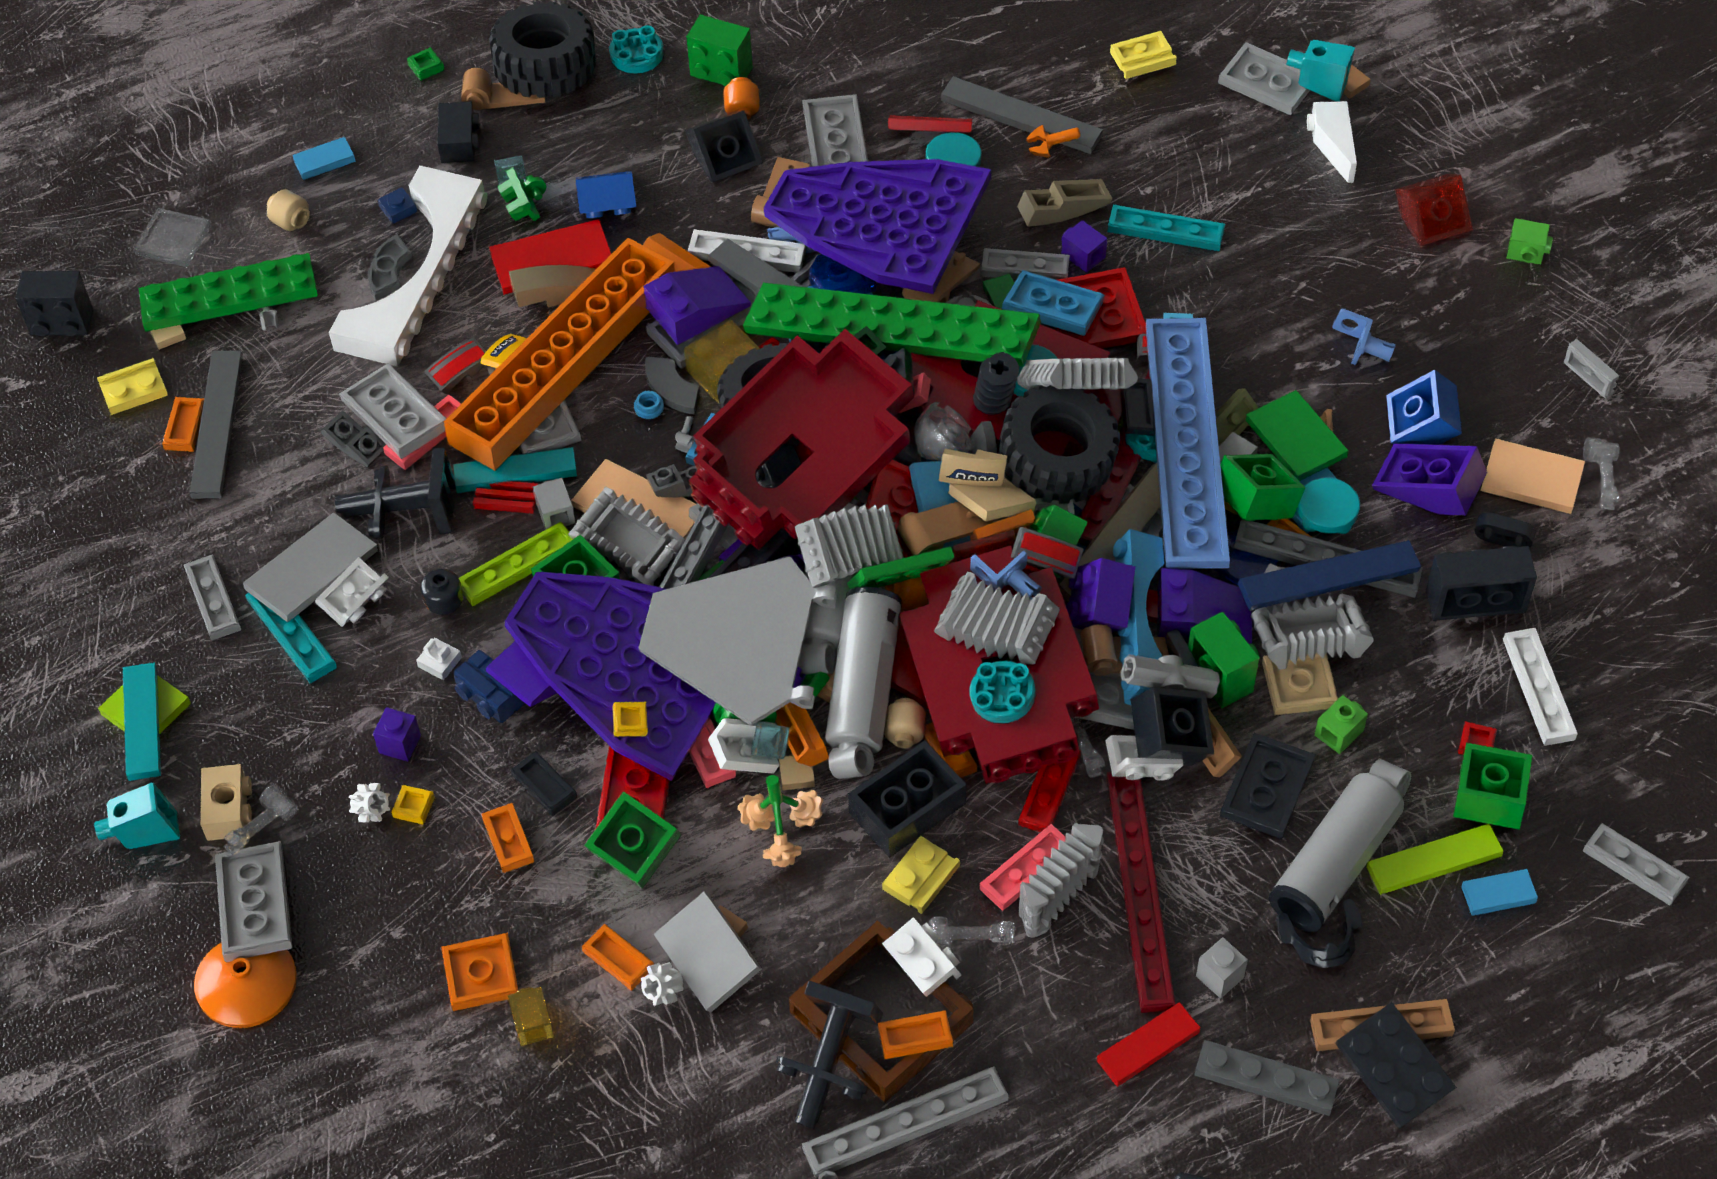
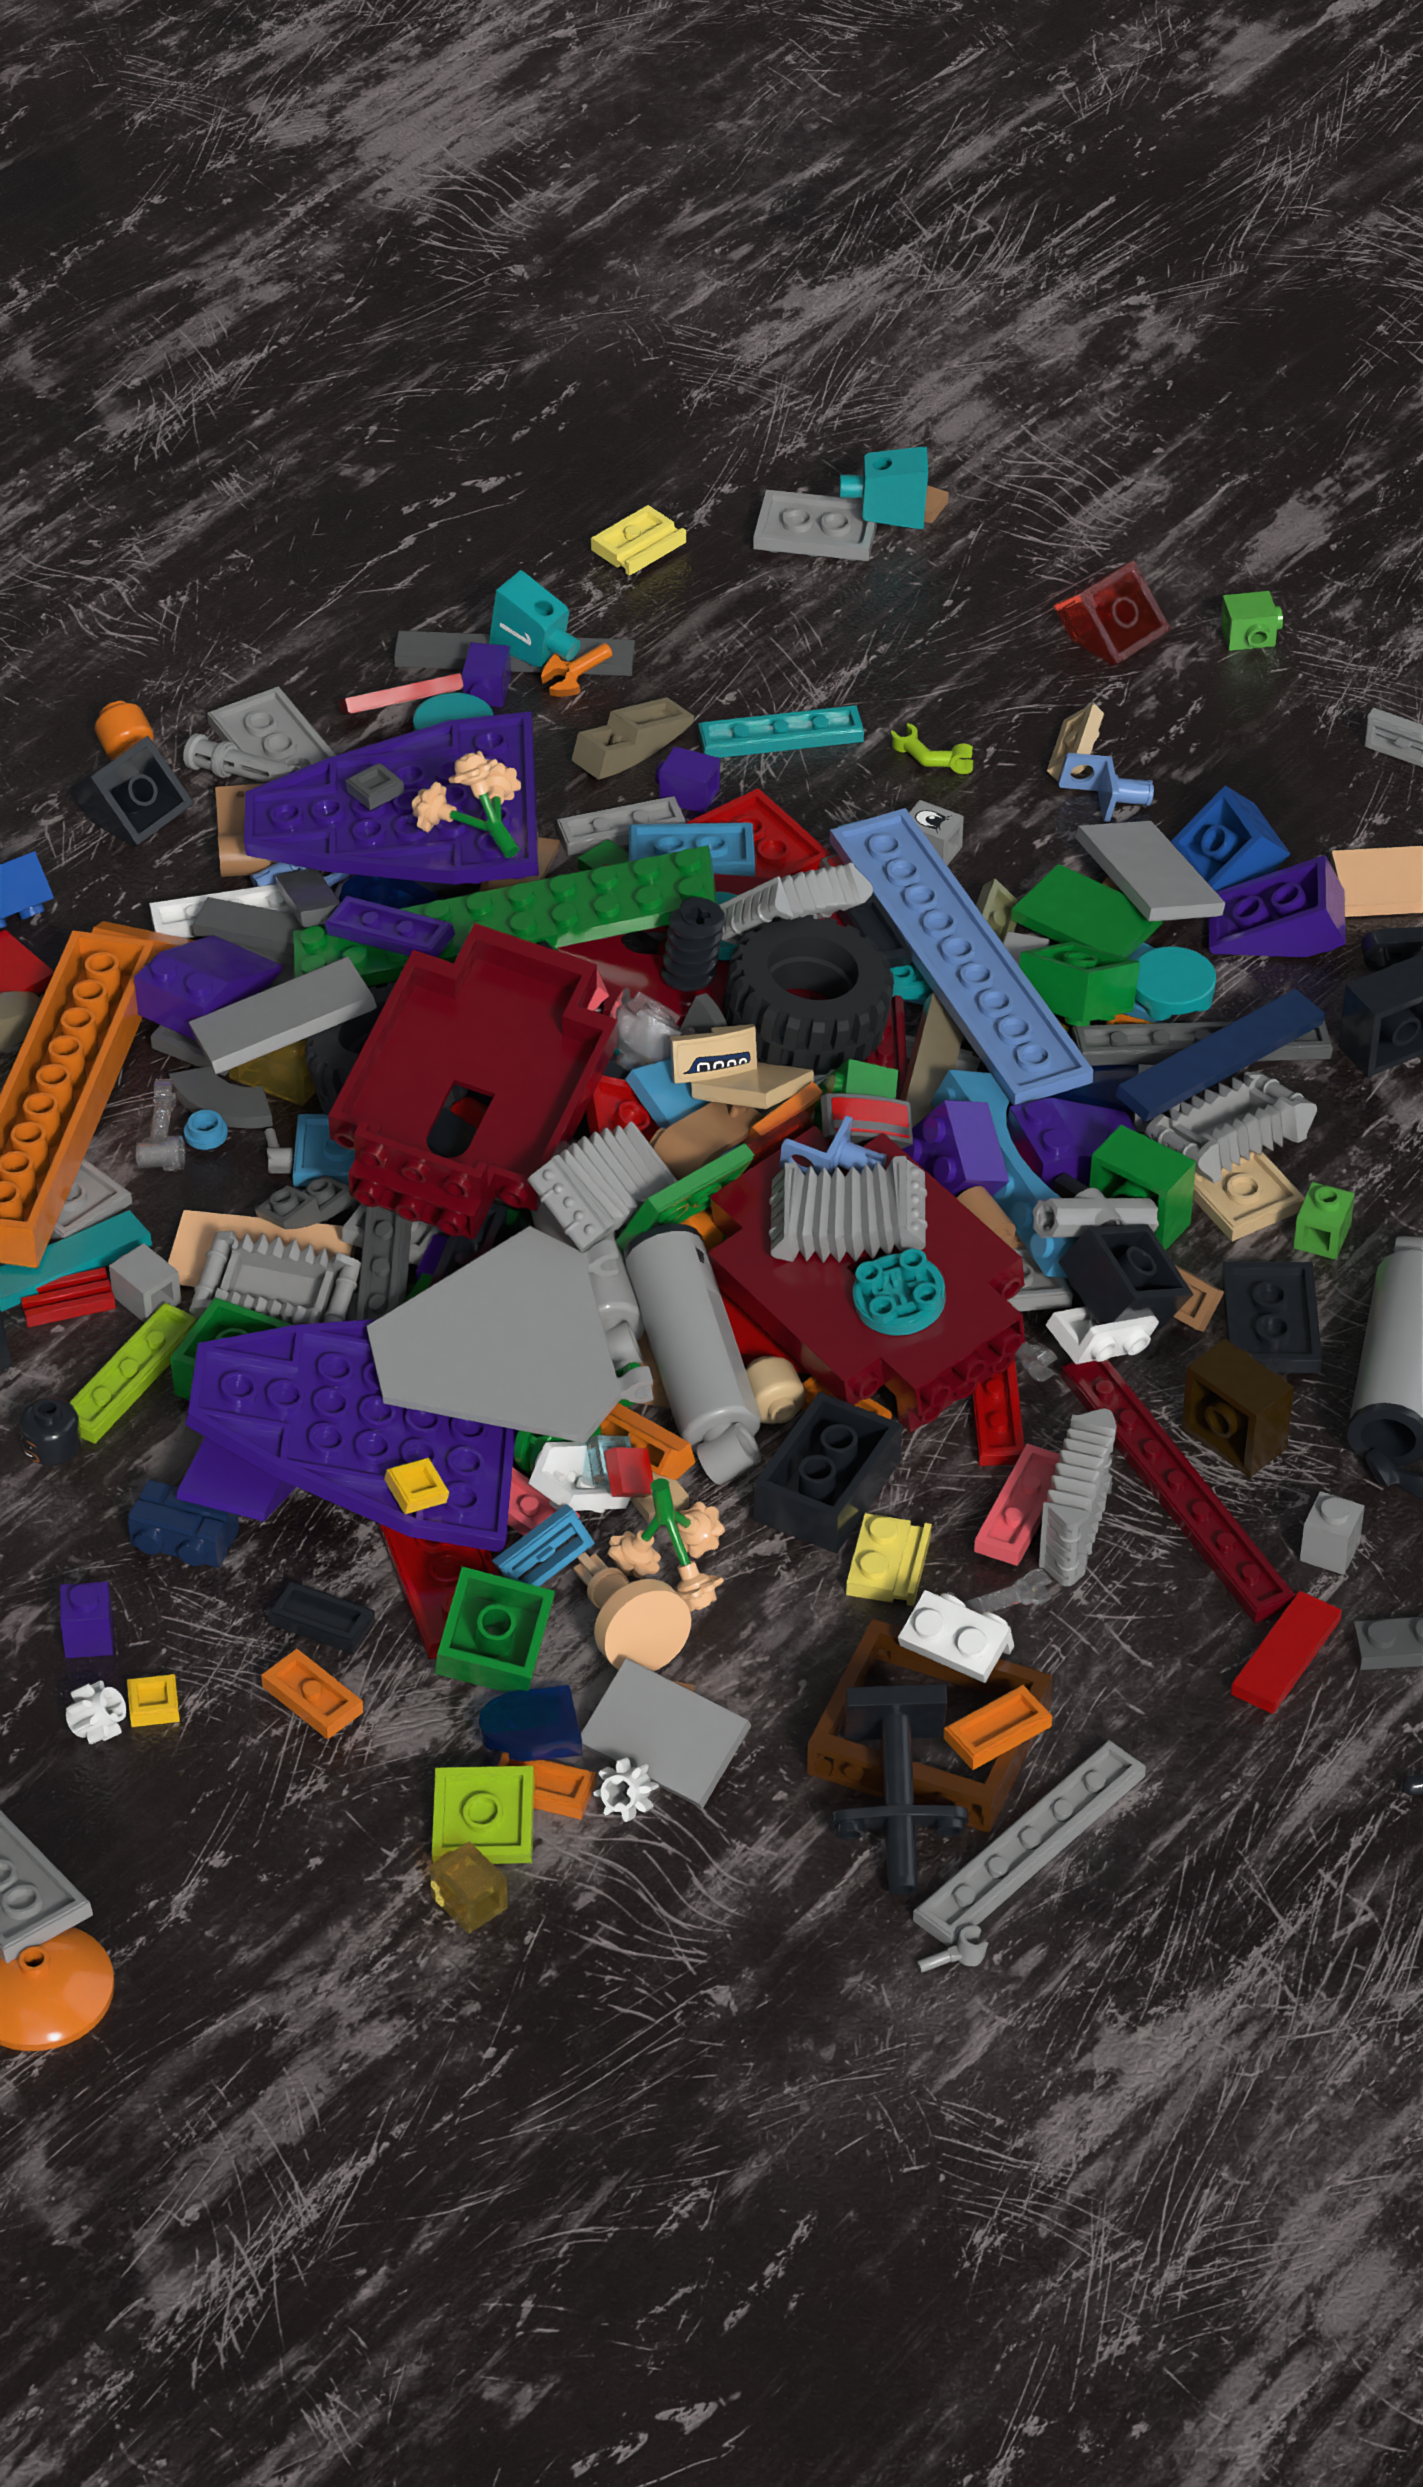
camera: 25 degrees left, 10 degrees down
(438, 658) = (87, 1516): white tile -> none
(479, 971) = (364, 1864): orange tile -> none
(567, 966) = (488, 1809): none -> lime tile
(614, 411) = (162, 1149): none -> clear brick
(630, 912) = (532, 1724): none -> clear blue tile
(695, 786) = (541, 1544): none -> dark azure tile
(719, 50) = (65, 679): green brick -> none
(719, 344) = (282, 1015): none -> light grey tile
(727, 867) = (637, 1618): none -> light nougat piece
(777, 754) = (629, 1472): none -> red tile
(785, 261) = (307, 896): none -> dark grey tile
(795, 139) = (227, 760): none -> light grey pin
(814, 305) = (388, 928): none -> dark purple tile
(862, 194) = (375, 786): none -> dark grey tile
(909, 210) = (489, 782): none -> light nougat plant
(992, 126) = (487, 672): none -> dark purple brick
(1032, 99) = (531, 622): none -> teal torso
(1202, 850) = (1237, 1407): none -> dark brown brick
(1225, 338) = (940, 827): none -> light grey brick
(1272, 285) = (933, 758): none -> lime arm
(1333, 135) = (941, 568): white slope -> none
(1357, 415) = (1150, 871): none -> light grey tile
(1361, 295) = (1076, 736): none -> tan plate

